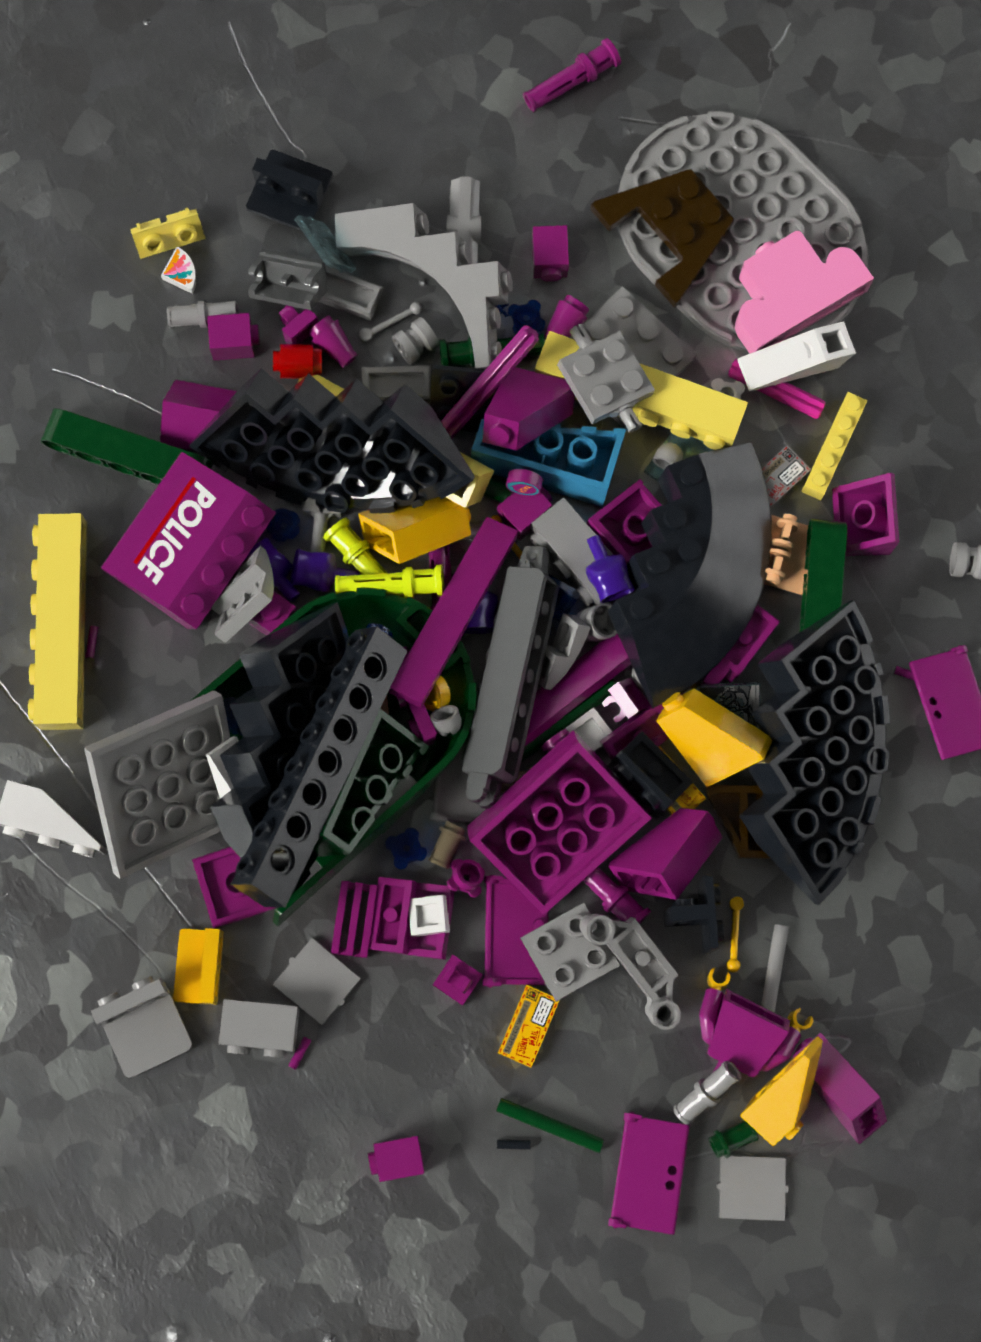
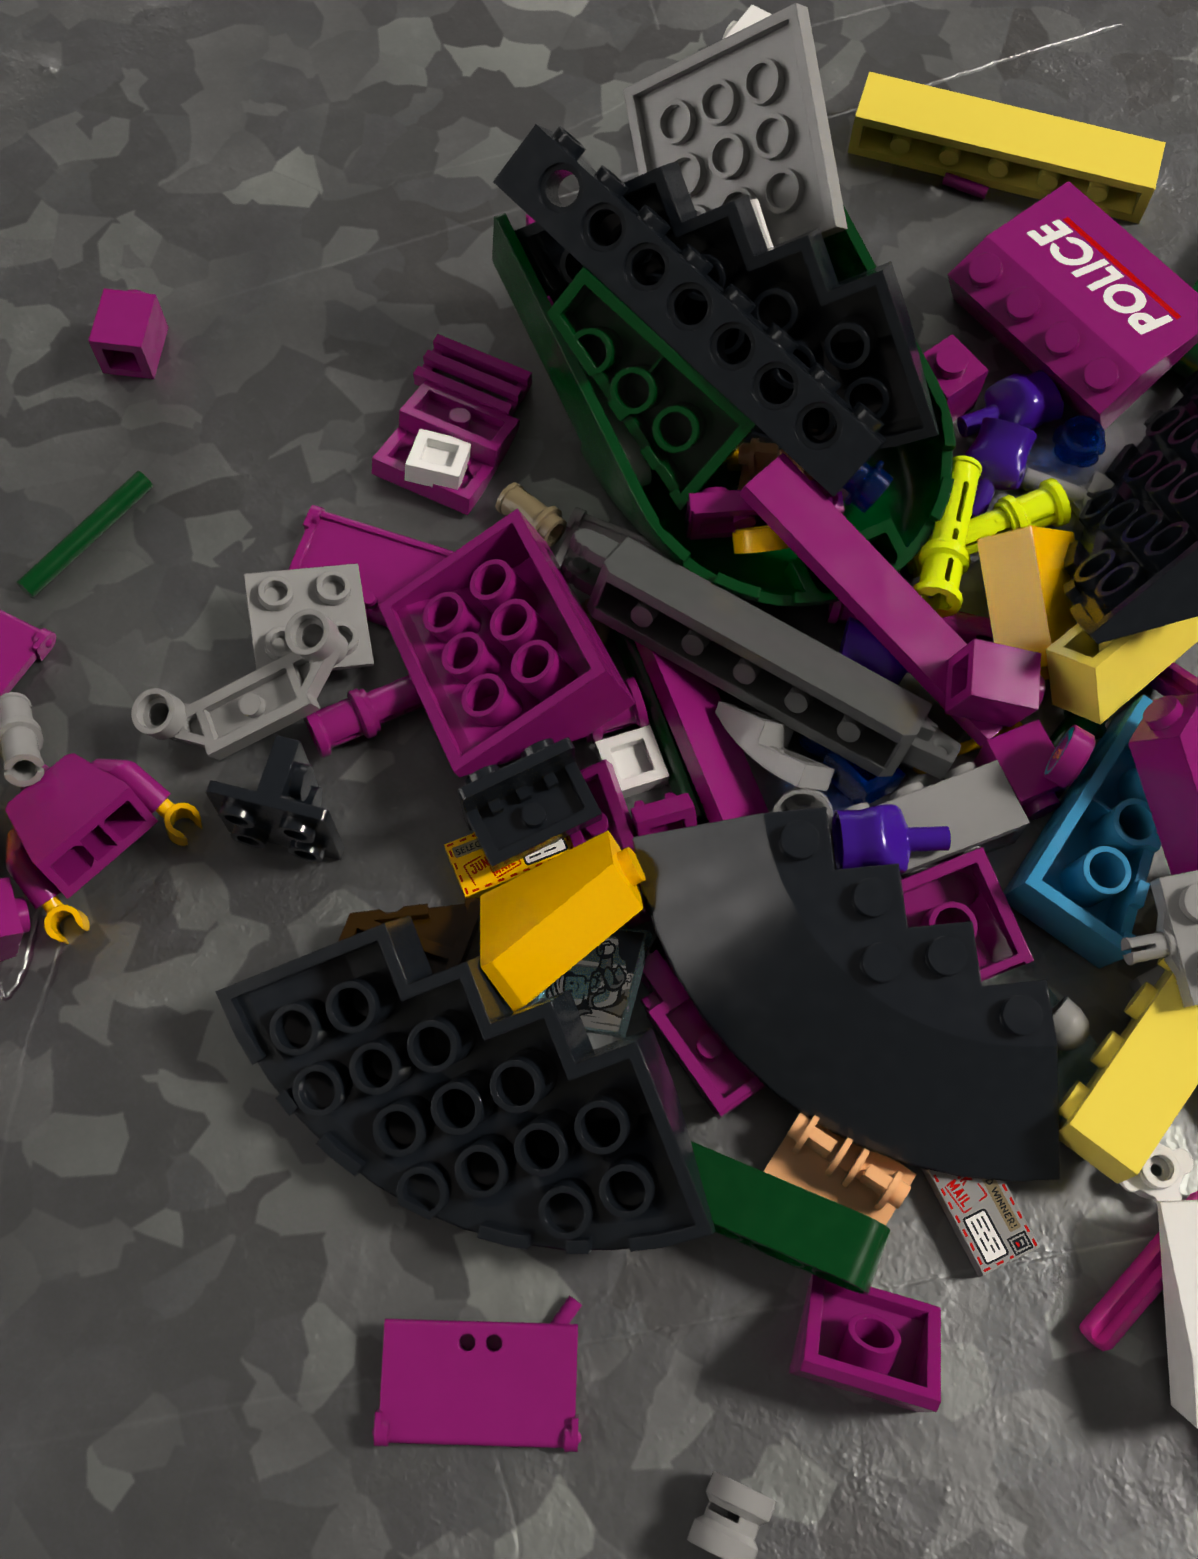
camera: 110 degrees right, 10 degrees down
(143, 1026) = (432, 111): light grey bracket -> none
(198, 966) = (468, 191): yellow panel -> none
(244, 595) = (986, 338): light grey slope -> none
(259, 1026) = (374, 226): light grey brick -> none
(299, 1053) = (323, 272): magenta piece -> none
(316, 981) = (407, 316): light grey piece -> none
(396, 845) = (546, 452): clear blue plate -> none
(446, 720) = (711, 537): light grey hinge -> none
(457, 980) = (336, 478): magenta tile -> none
(472, 871) = (470, 510): magenta plate -> none
(492, 533) = (994, 683): none -> magenta brick
(513, 1144) = (83, 483): black piece -> none
(528, 1026) = (229, 542): tile -> none
(668, 855) = (394, 802): magenta slope -> none
(736, 905) = (284, 893): yellow hinge -> none
(774, 967) = (159, 914): light grey bar -> none
(834, 446) = (1022, 1339): light yellow piece -> none

